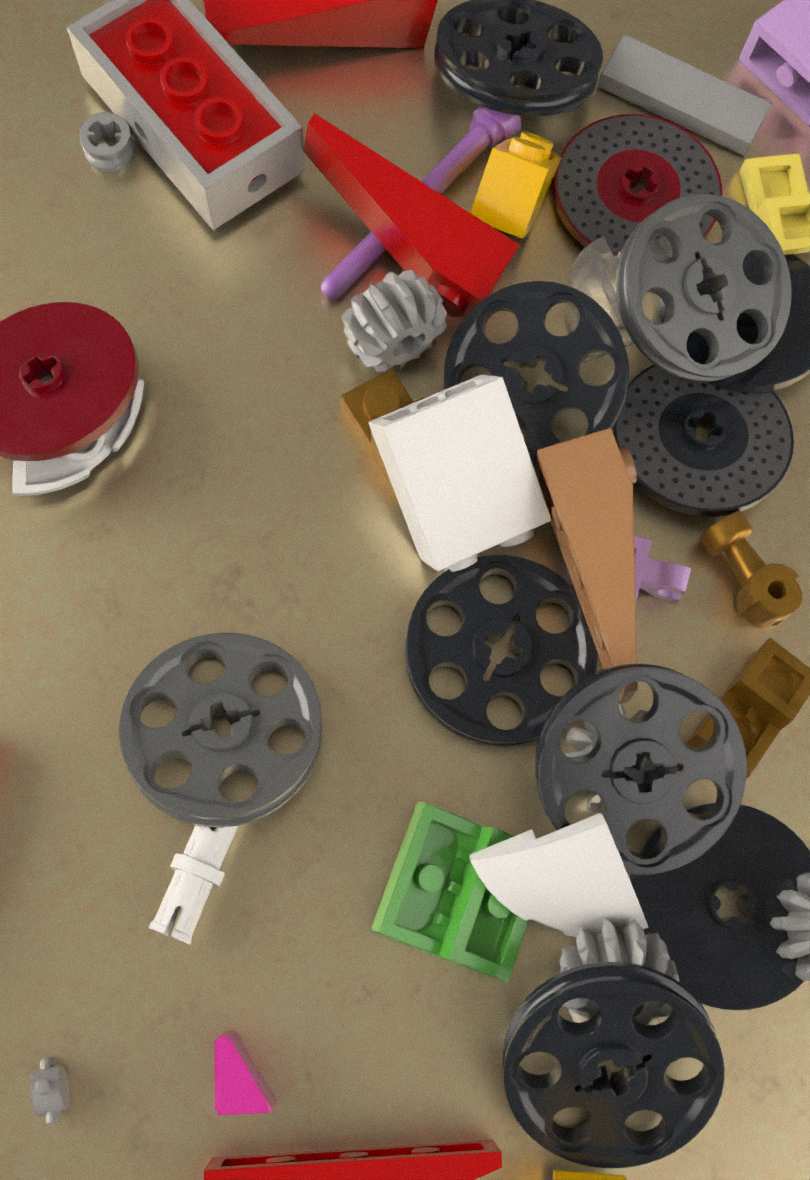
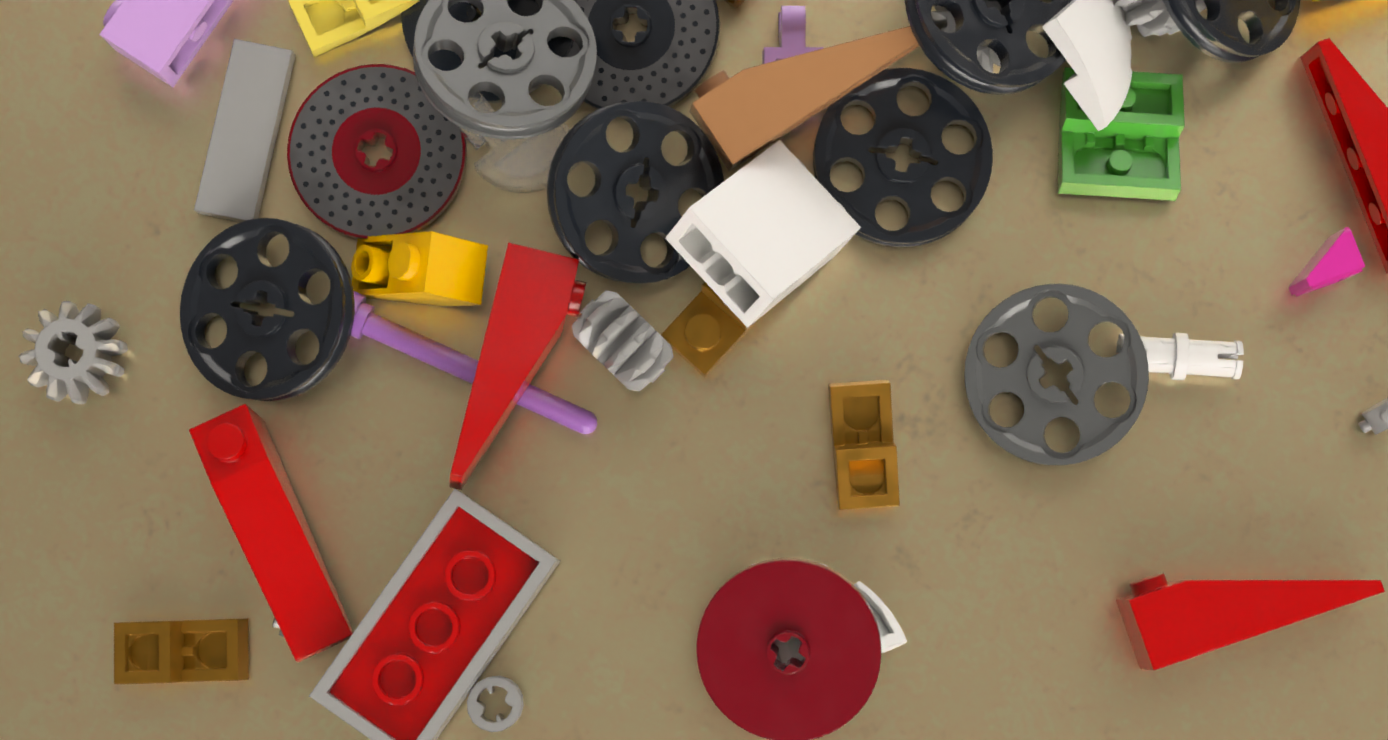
camera: 105 degrees left, 10 degrees up
(222, 524) = (863, 444): none -> pearl gold slope

